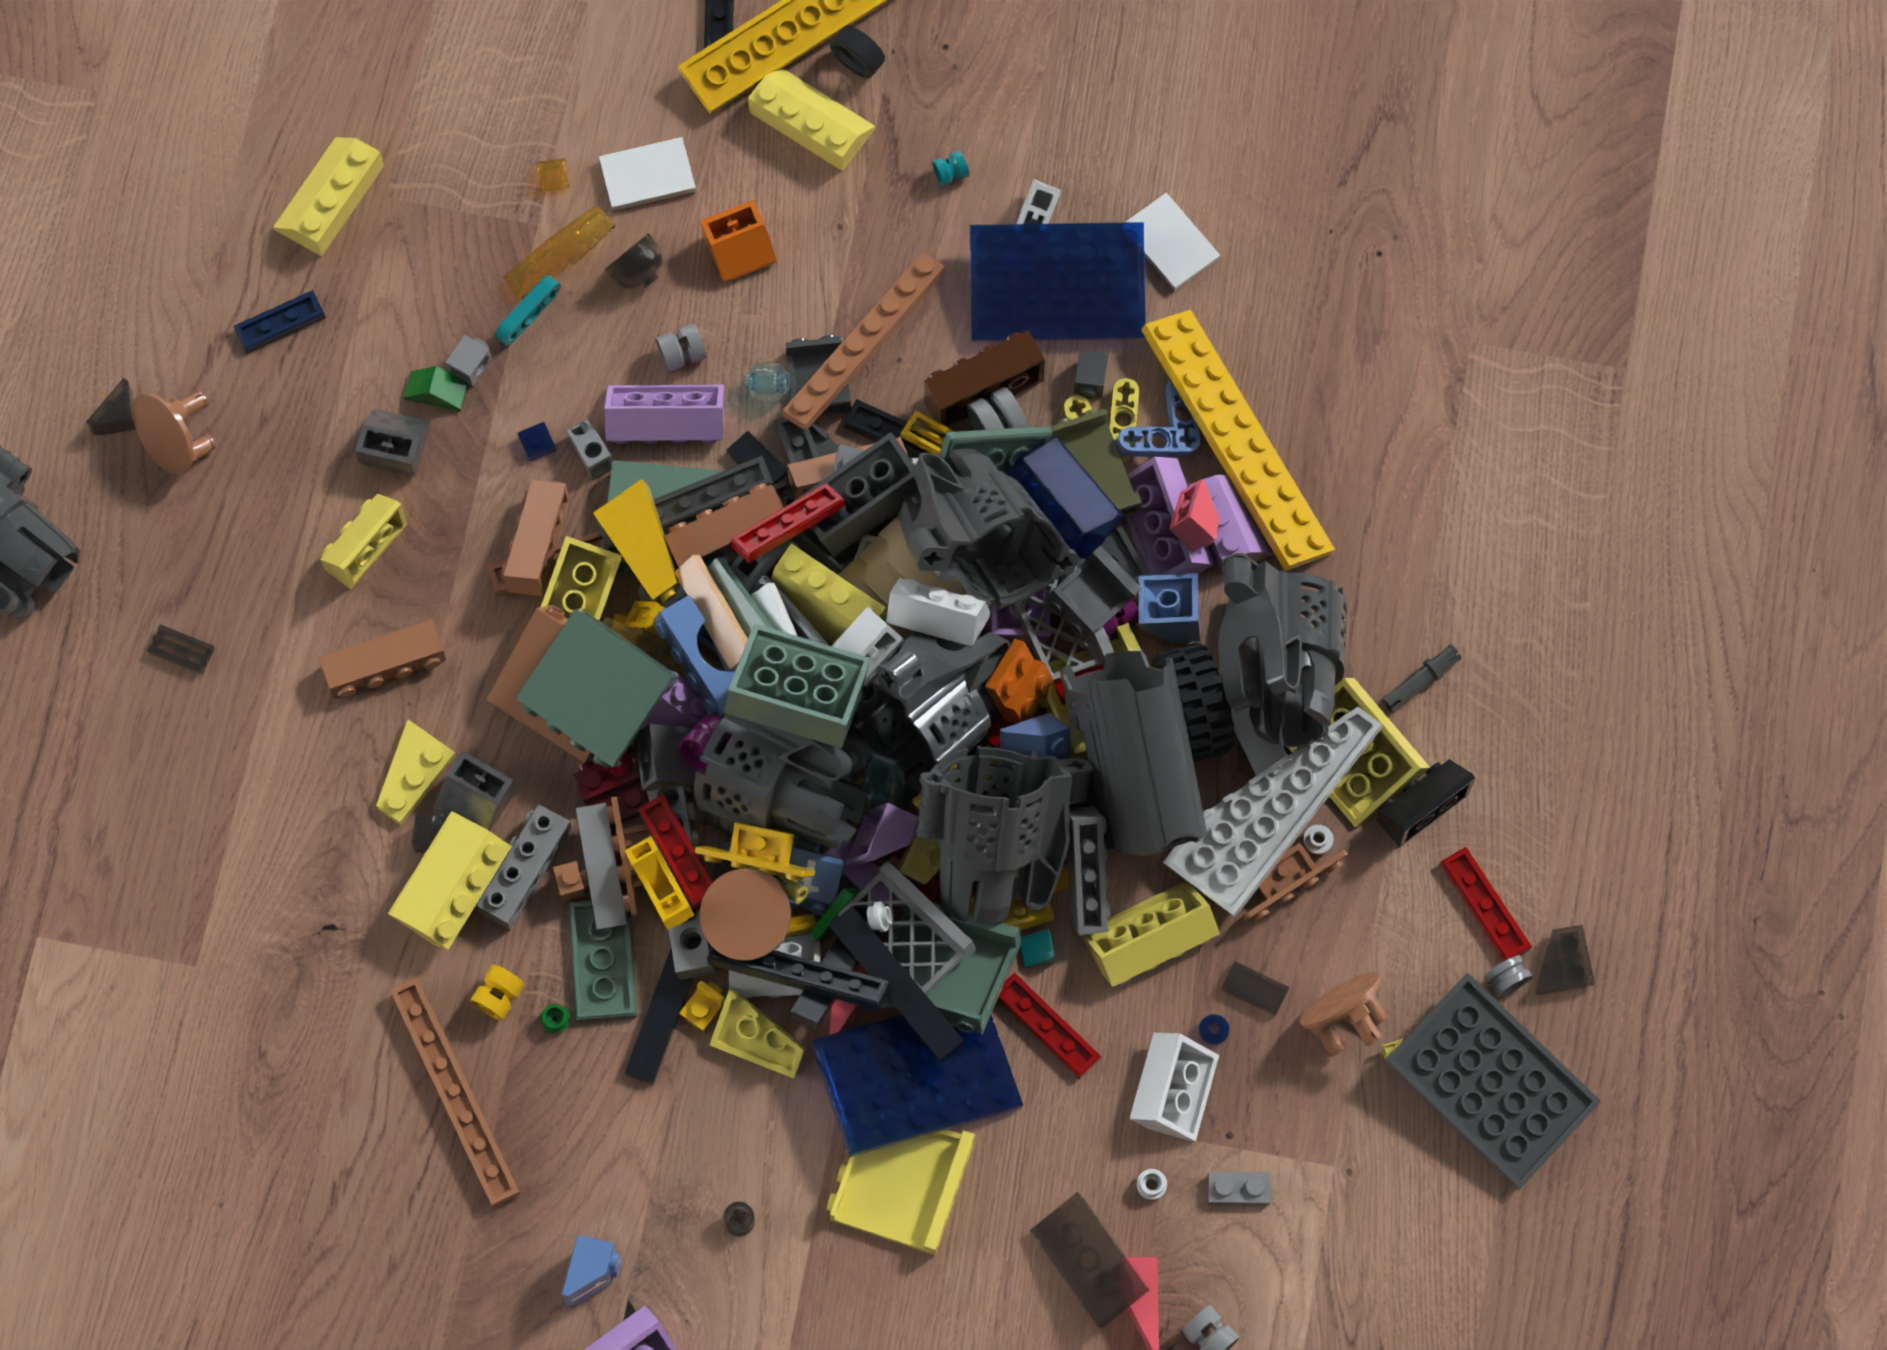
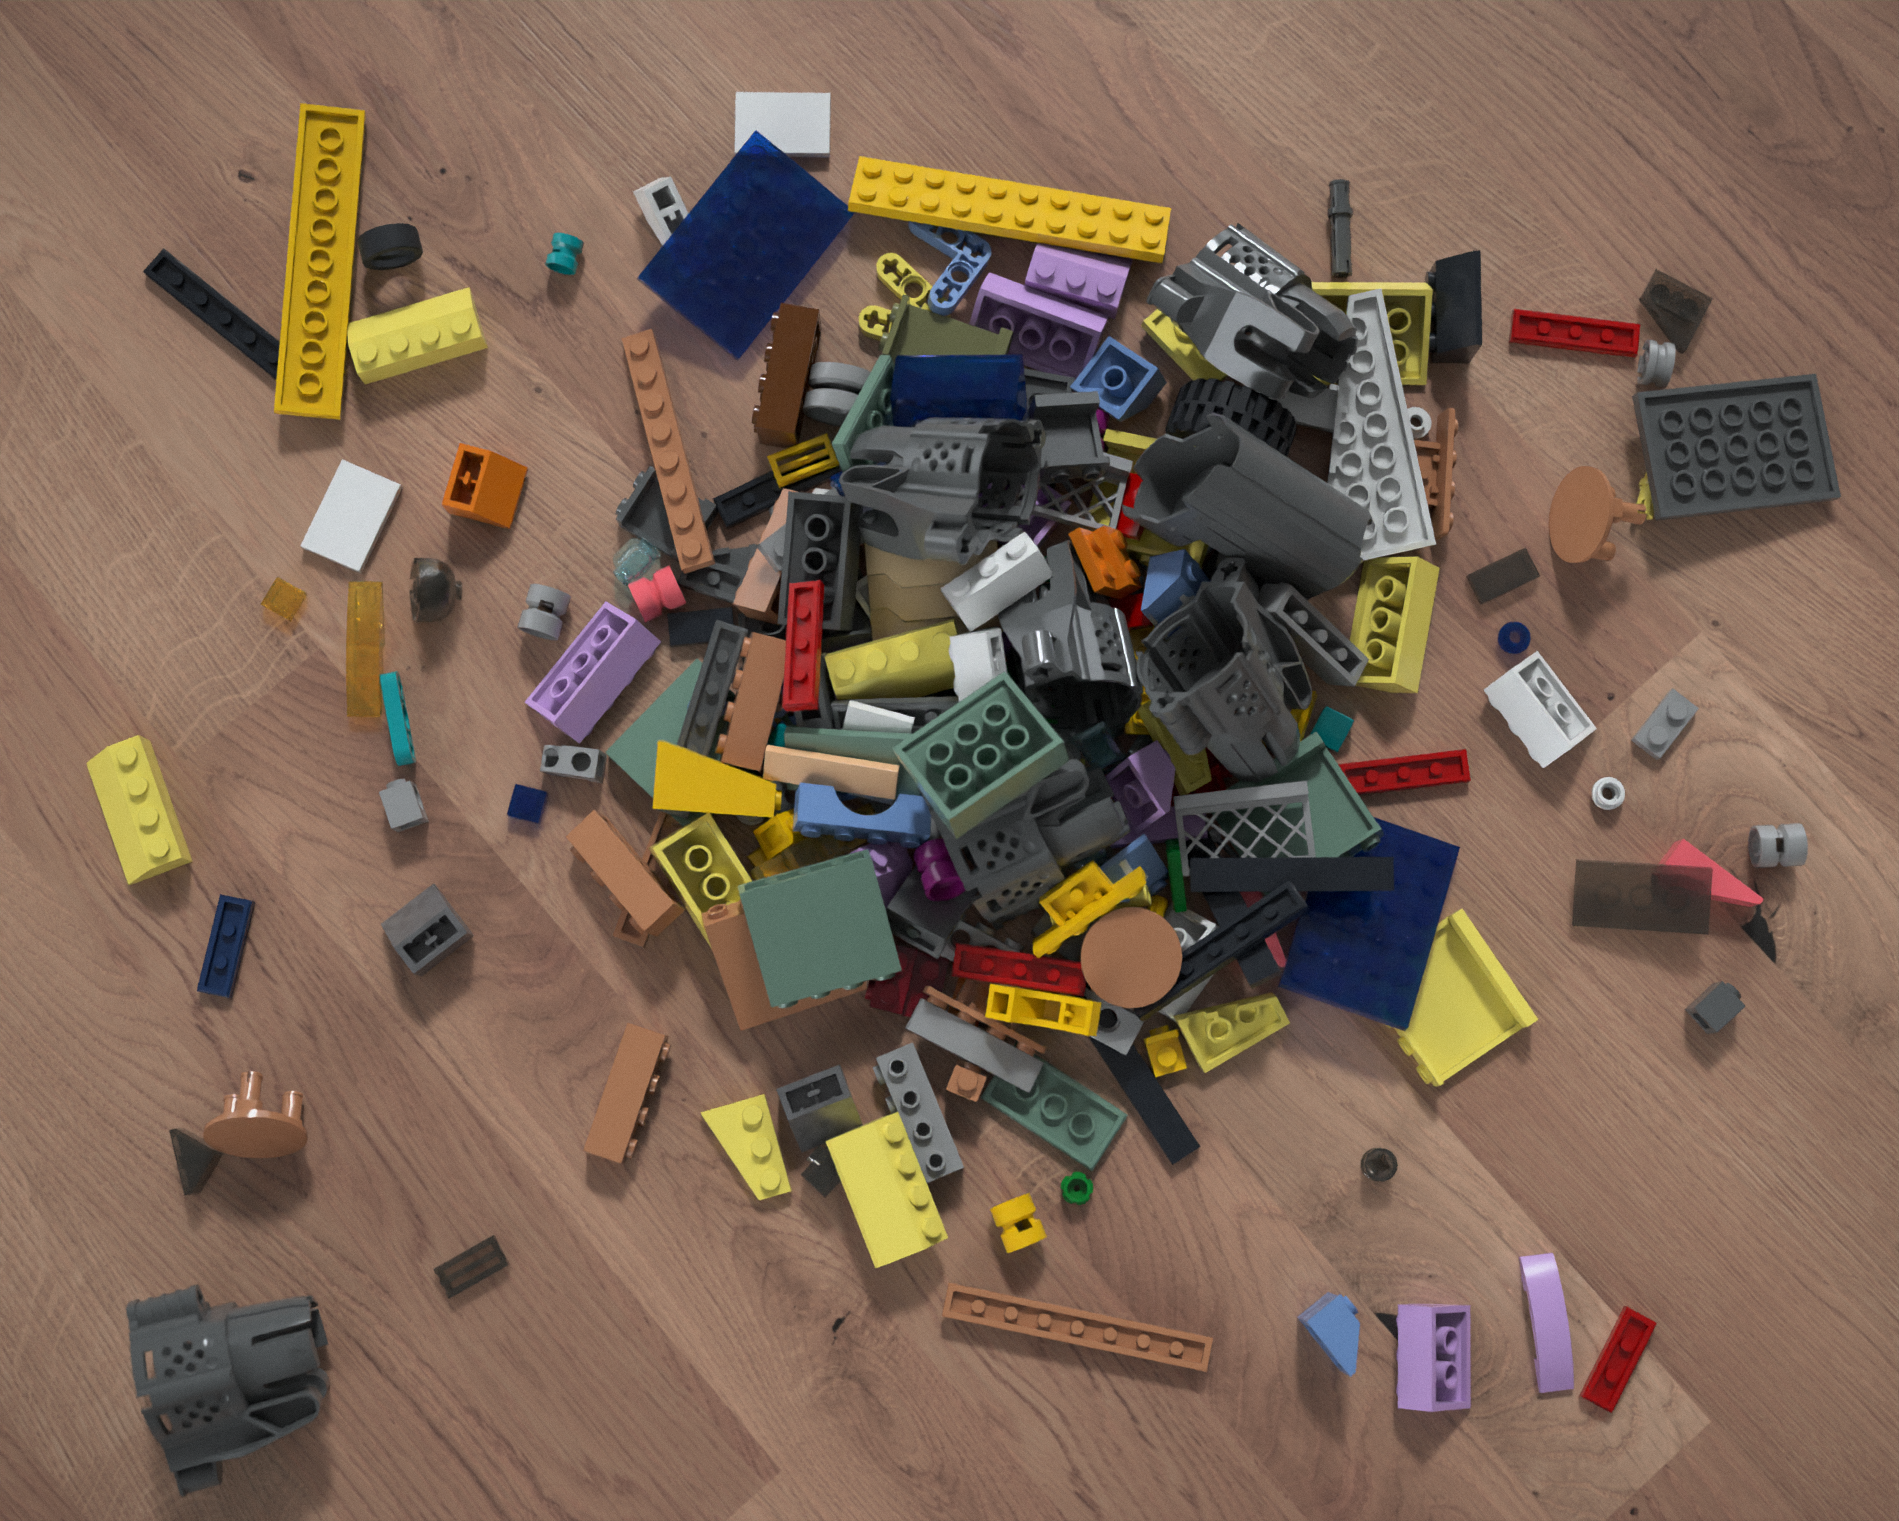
camera: 55 degrees left, 10 degrees up
(364, 539) = (499, 1027): light yellow slope -> none
(436, 388) = (405, 855): green slope -> none
(751, 410) = (657, 593): none -> coral wheel
(879, 916) = (1220, 842): white plate -> none
(1091, 374) = (852, 284): dark grey brick -> none
(1195, 517) = (1062, 296): coral slope -> none

